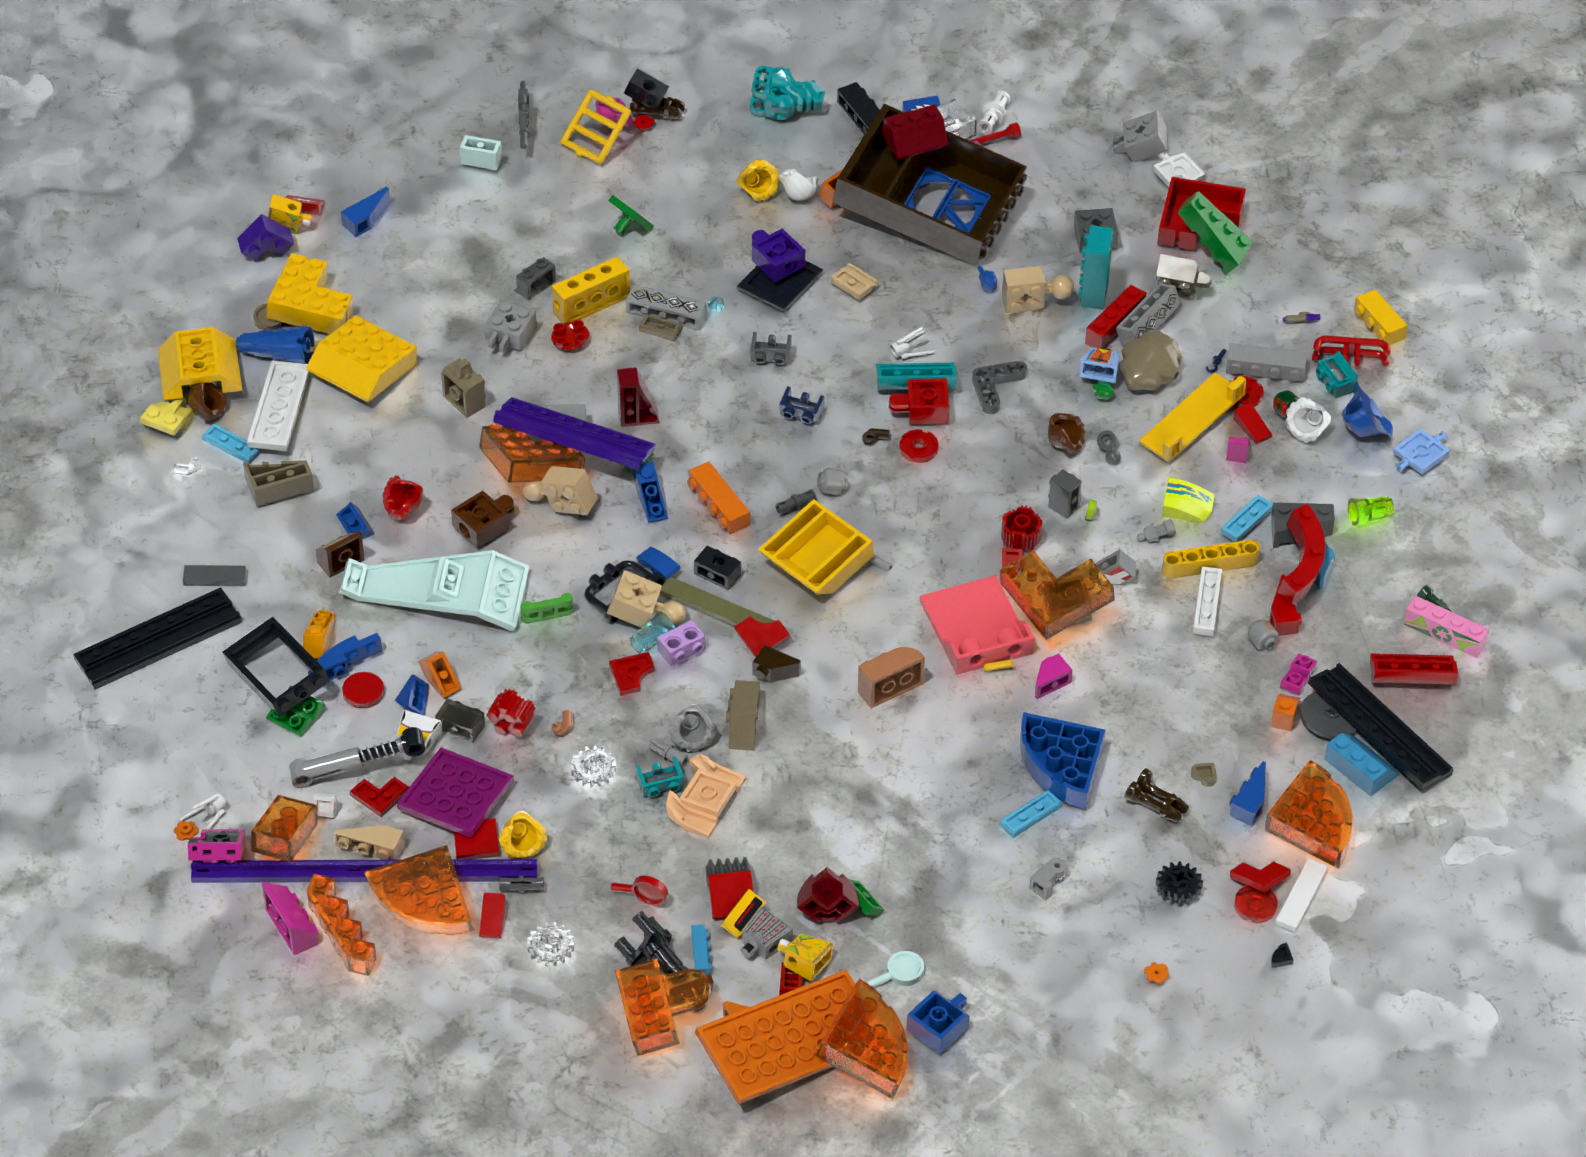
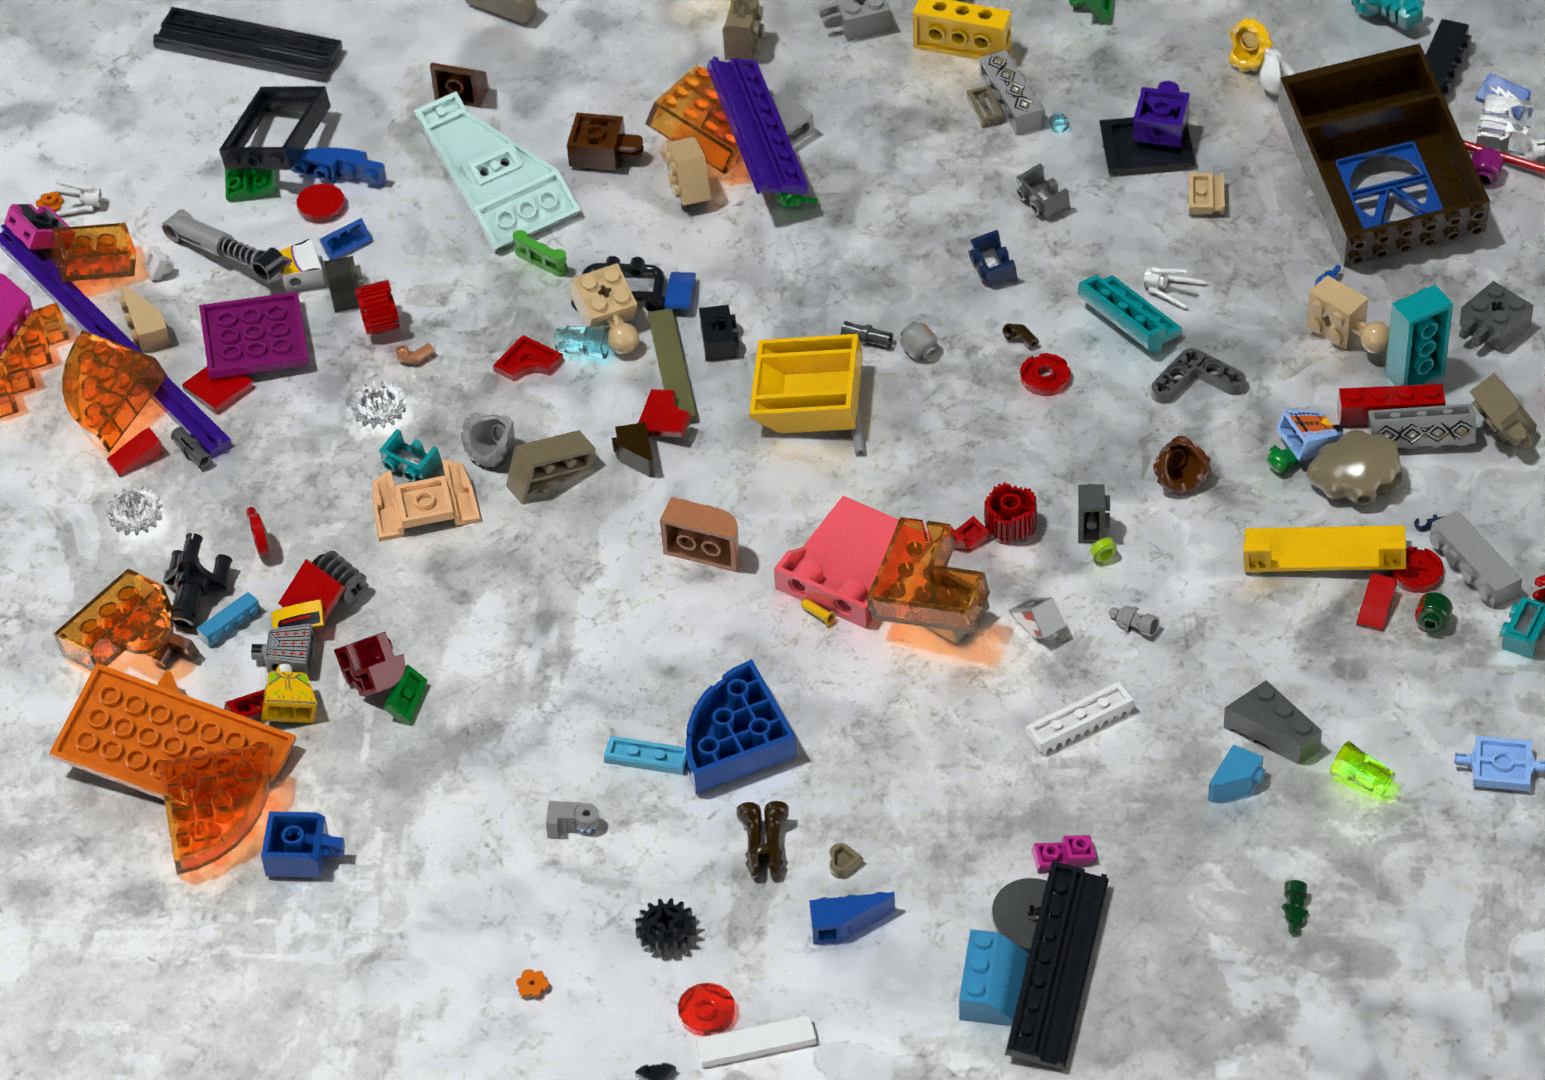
camera: 55 degrees right, 0 degrees up
(214, 575) = (357, 30): dark grey tile -> none
(318, 633) = (352, 131): light orange slope -> none
(354, 520) = (515, 73): blue slope -> none
(377, 799) = (203, 289): red tile -> none
(401, 497) = (568, 79): red hair -> none
(439, 673) = (385, 236): orange slope -> none
(522, 836) = (237, 408): yellow hair -> none
(570, 335) = (900, 55): red dish -> none
(634, 399) = (853, 139): dark red wedge -> none
(649, 492) = (762, 227): blue slope -> none
(668, 751) = (451, 442): light grey axle -> none
(681, 643) = (594, 367): lavender brick -> none
(719, 498) = (807, 278): orange brick -> none
(902, 968) = (348, 782): light aqua piece -> none
(915, 132) = (1407, 87): dark red slope -> none
(919, 394) = (1099, 338): red brick -> none
(1052, 675) = (840, 657): dark pink slope -> none
(1112, 456) = (1211, 506): dark grey plate -> none
(1187, 501) = (1202, 613): neon yellow slope -> none
(1220, 556) = (1142, 683): yellow beam -> none
(1237, 449) = (1326, 610): dark pink slope -> none
(1247, 518) = (1231, 678): medium azure plate -> none
(1260, 879) = (737, 992): red tile -> none
(1262, 635) = (1080, 789): light grey head -> none
(1282, 617) = (1132, 785): red slope -> none
(1285, 712) = (996, 869): orange slope -> none
(1306, 419) = (1426, 638): white hair -> none
(1310, 537) = (1208, 756): red brick -> none
(1314, 815) = (868, 981): clear orange brick -> none
(1361, 413) = (1499, 665): blue piece -> none
(1413, 669) = (1170, 943): red brick -> none
(1446, 626) = (1263, 936): bright pink brick -> none

